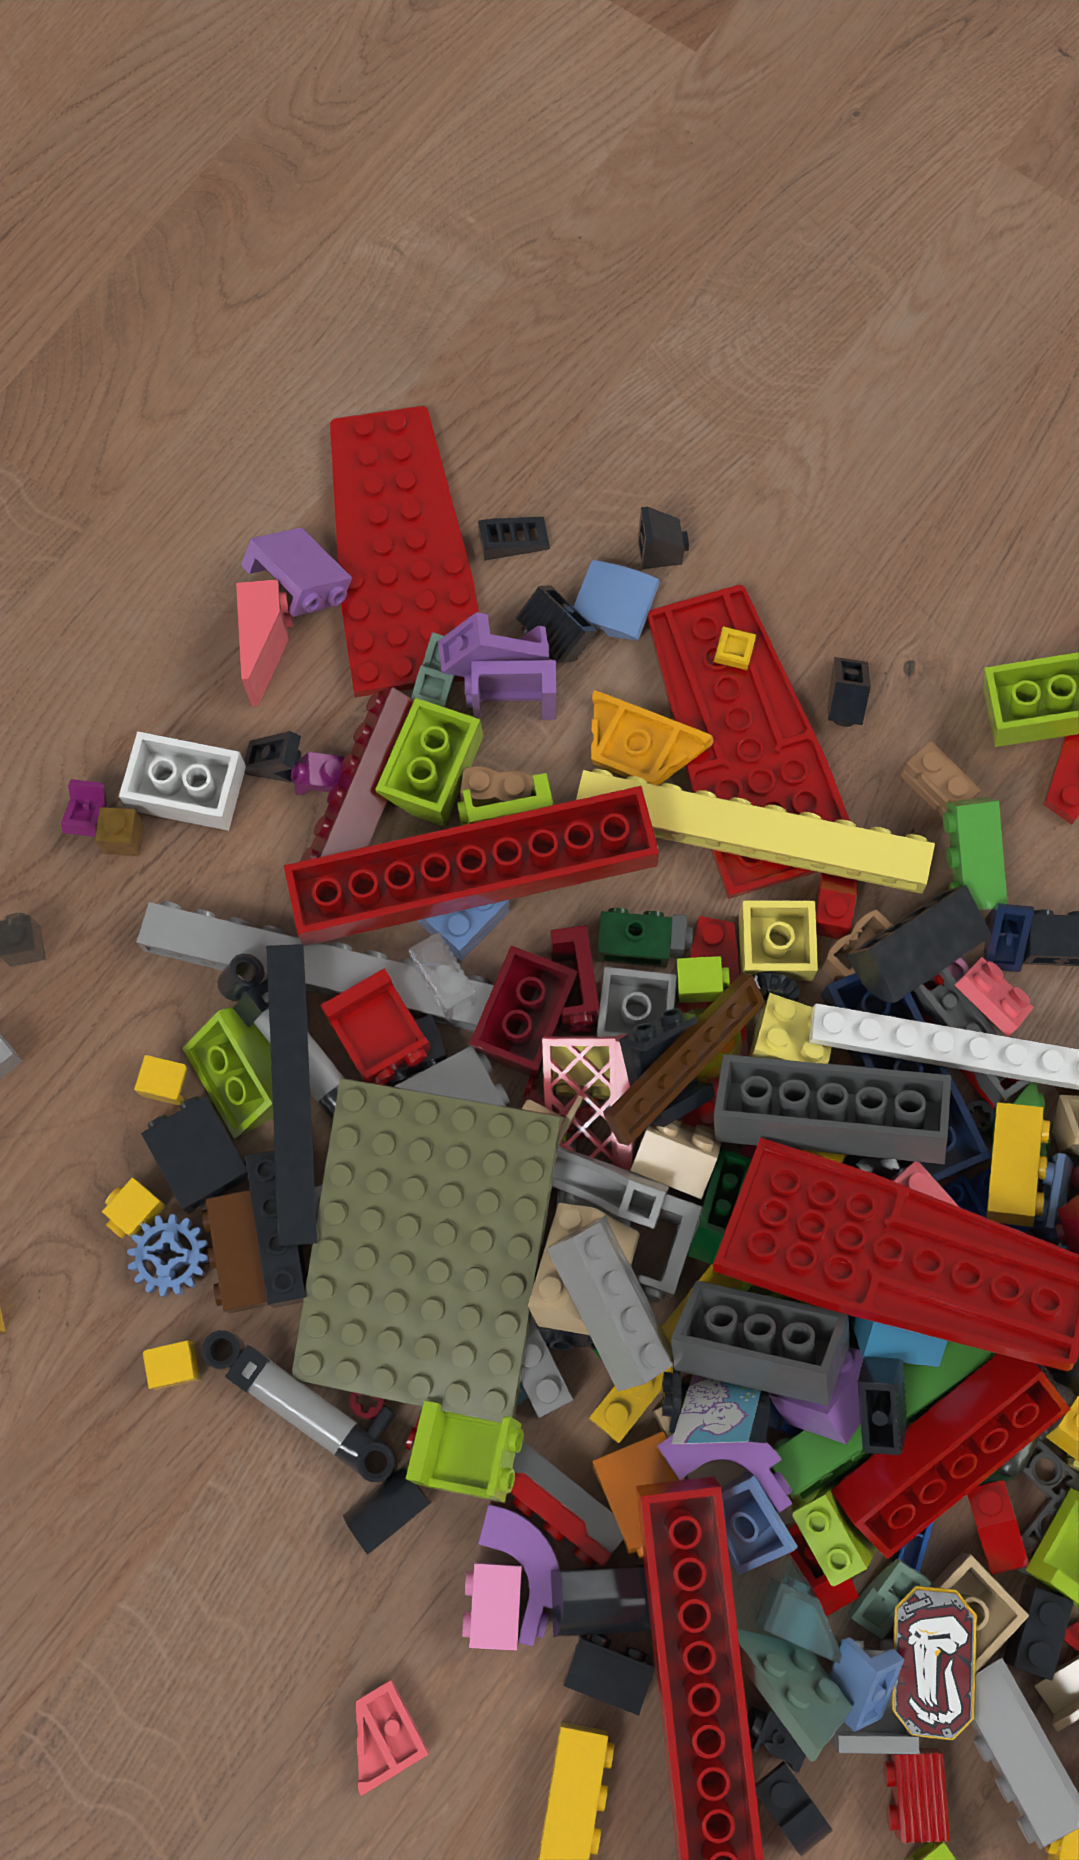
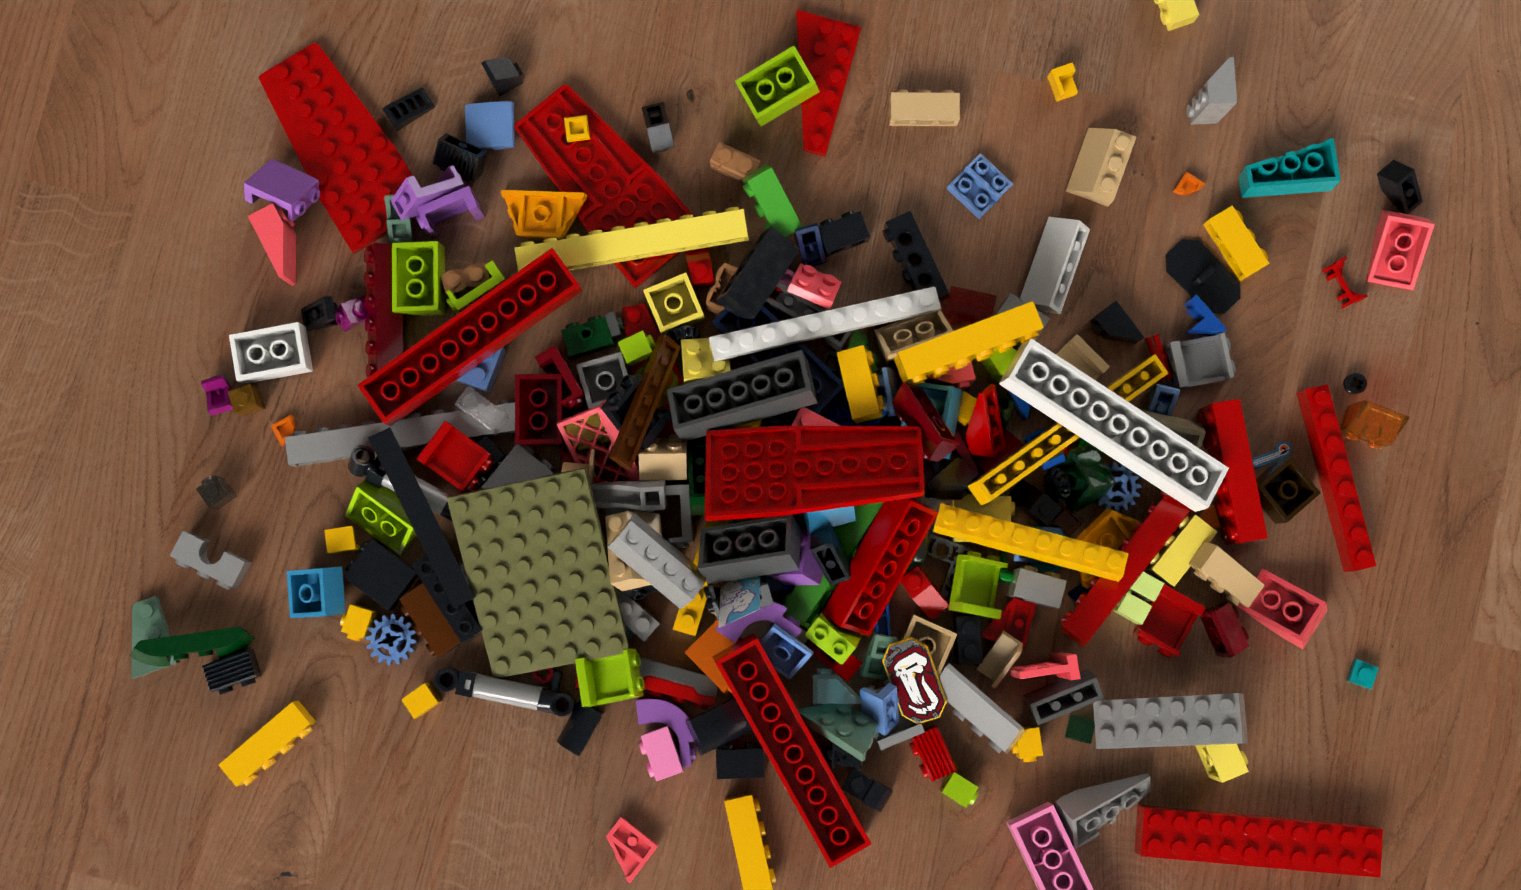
camera: 25 degrees left, 10 degrees up
(92, 1138) = (316, 592): none -> dark azure brick
(153, 891) = (284, 428): none -> orange tile

